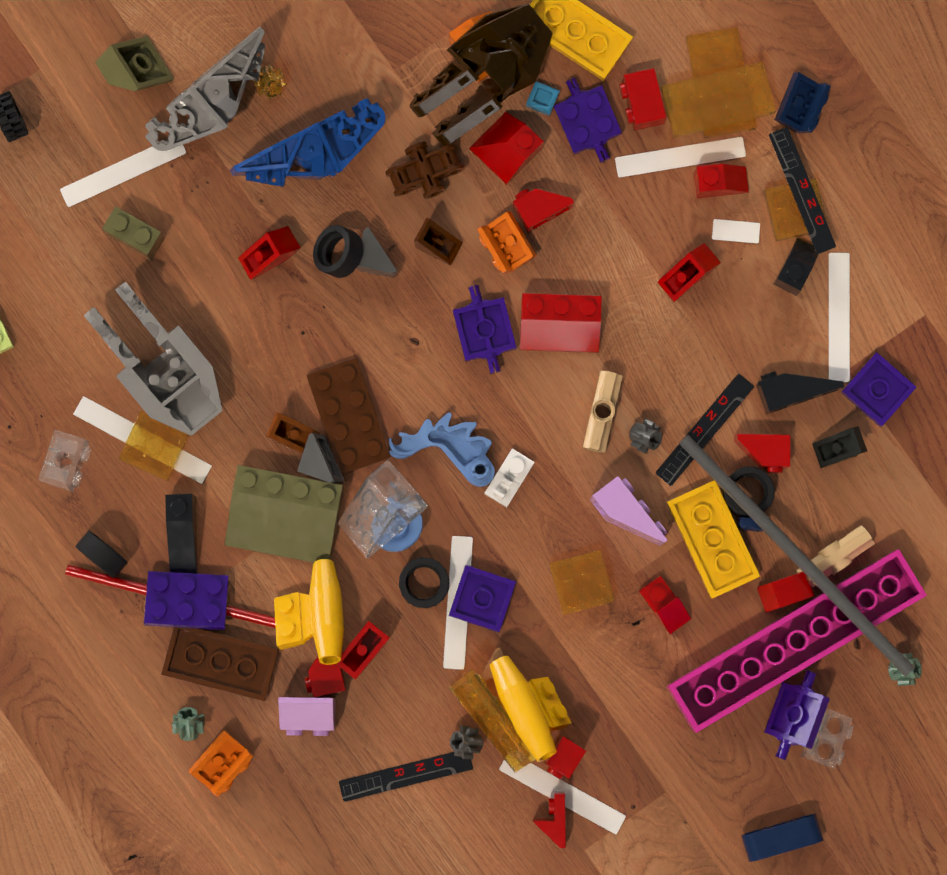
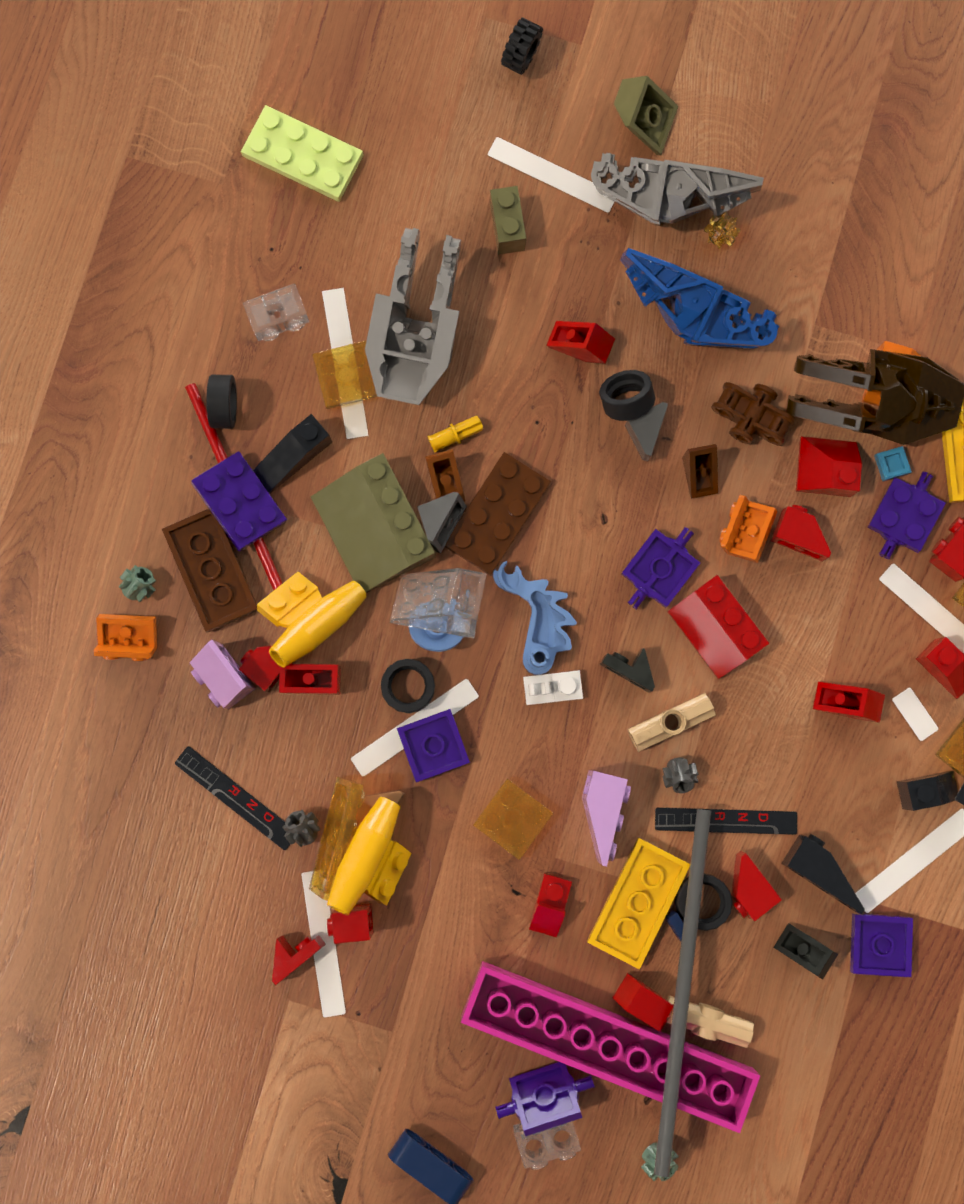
camera: 50 degrees right, 0 degrees up
(263, 400) = (455, 433): none -> yellow axle
(548, 408) = (637, 674): none -> pearl dark grey slope

